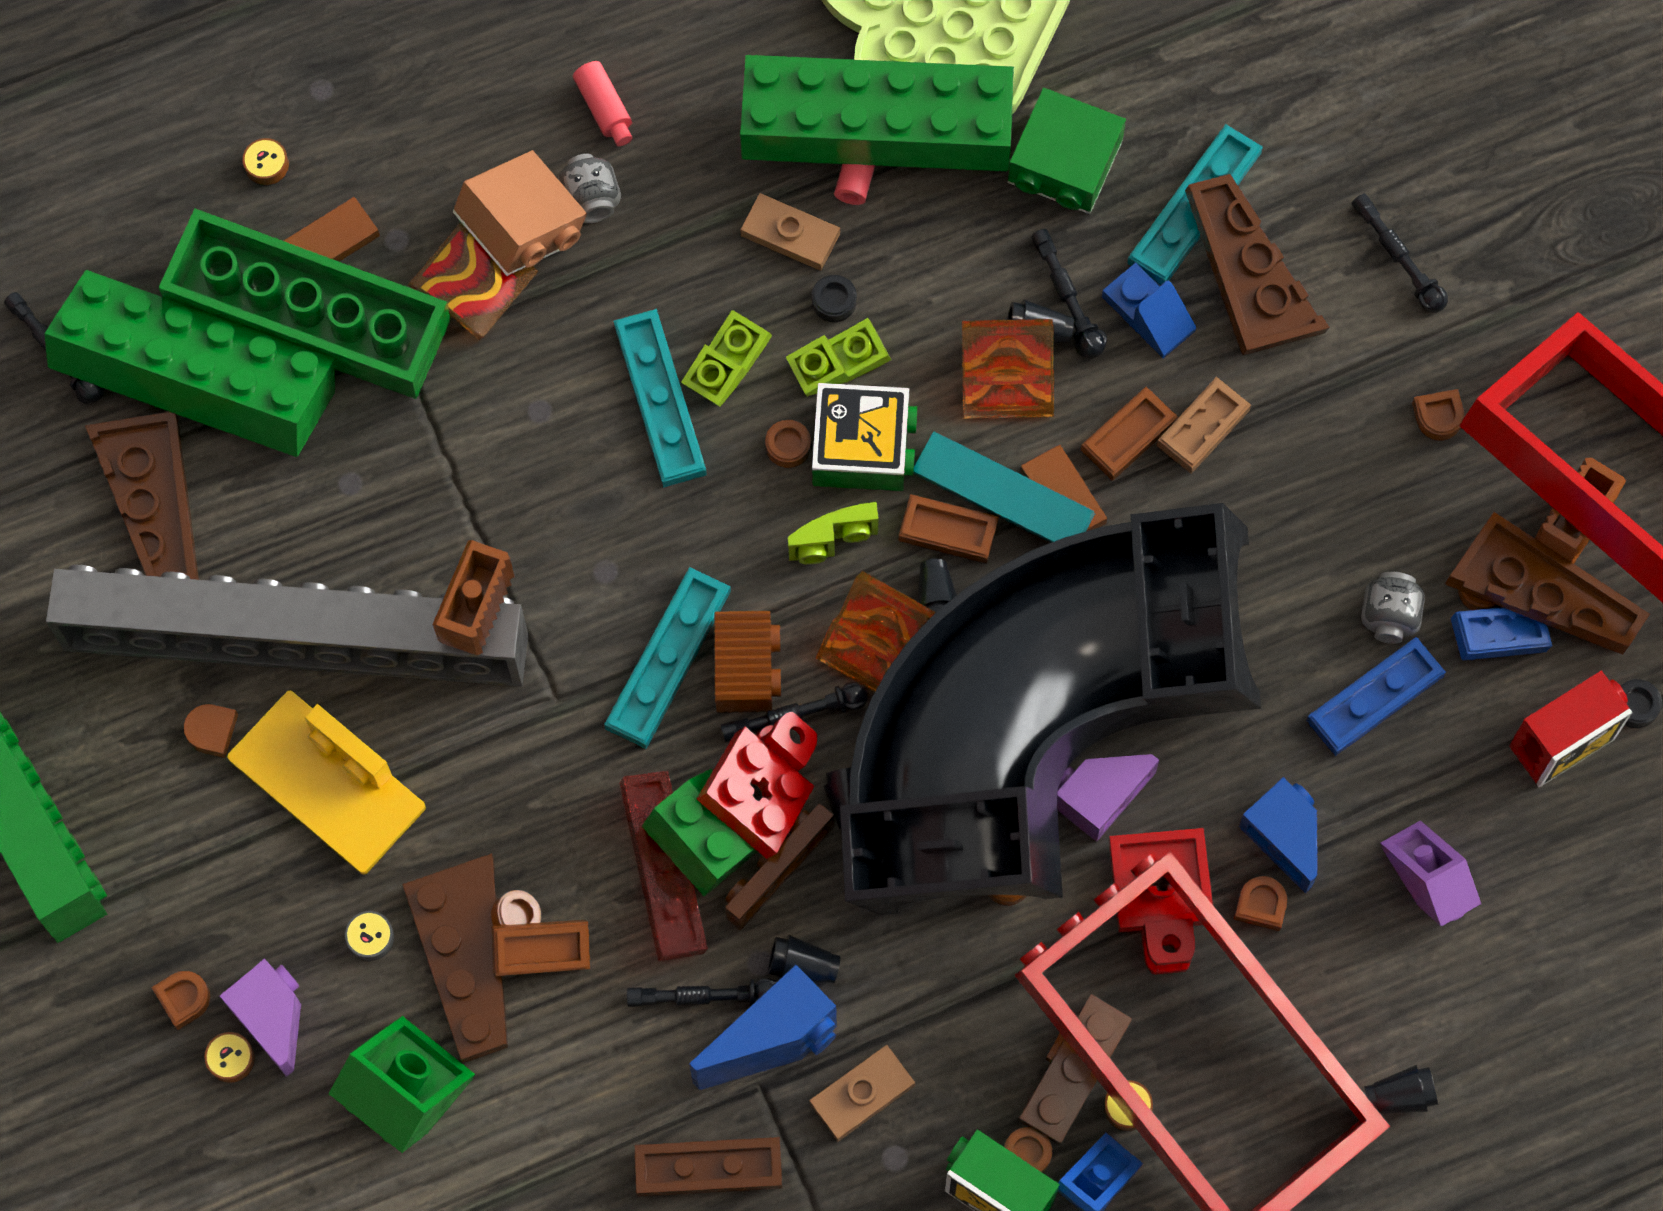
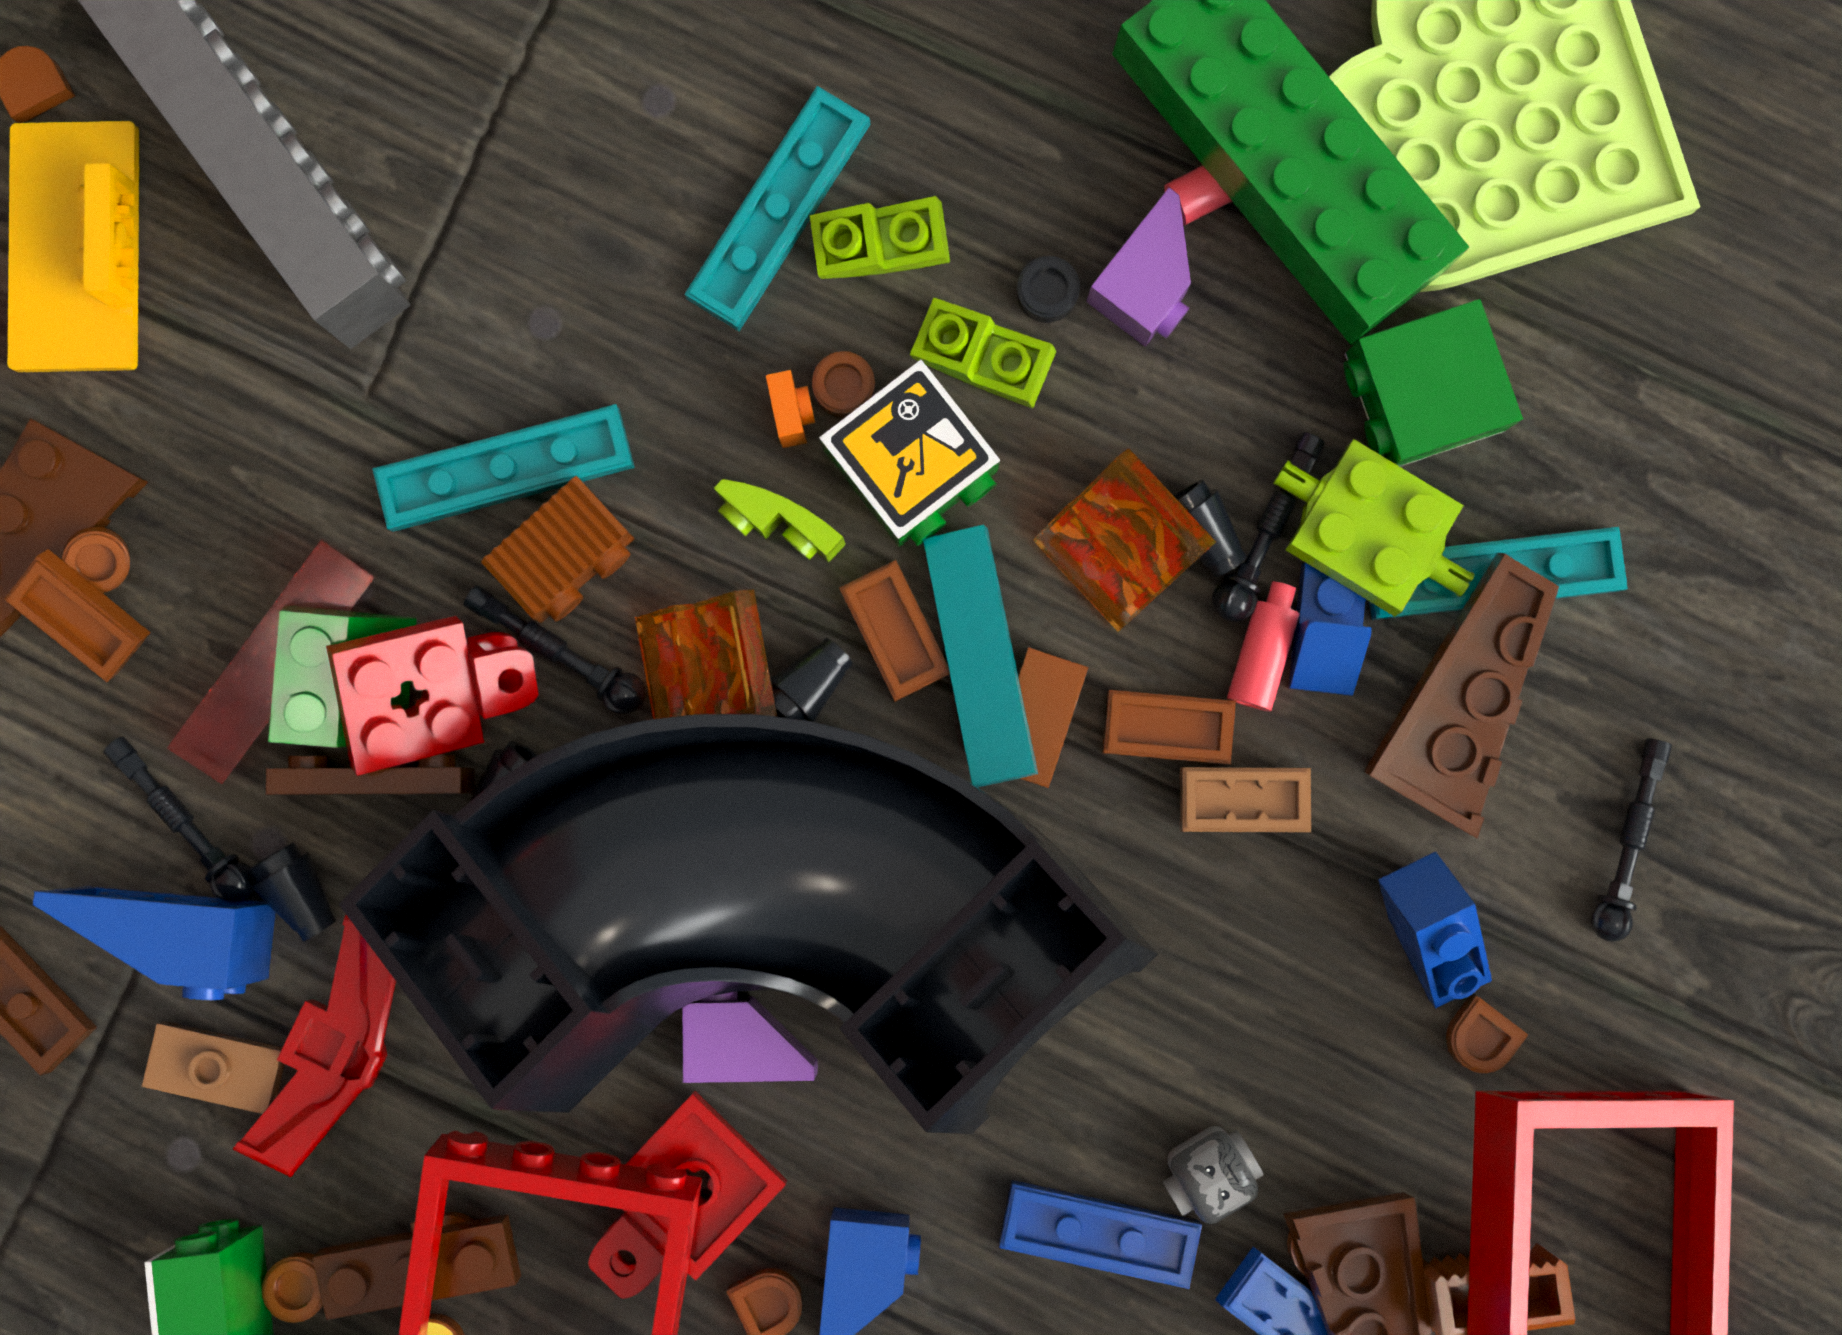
camera: 50 degrees right, 15 degrees up
(473, 597) = (316, 219): dark orange brick -> none
(777, 478) = (790, 408): none -> orange plate
(790, 231) = (1082, 177): medium nougat plate -> none
(876, 240) = (1147, 276): none -> medium lavender slope
(911, 1013) = (335, 1055): none -> red plate
(1116, 239) = (1374, 528): none -> lime plate
(1132, 349) = (1265, 649): none -> coral cylinder
(1359, 385) = (1437, 929): none -> blue slope

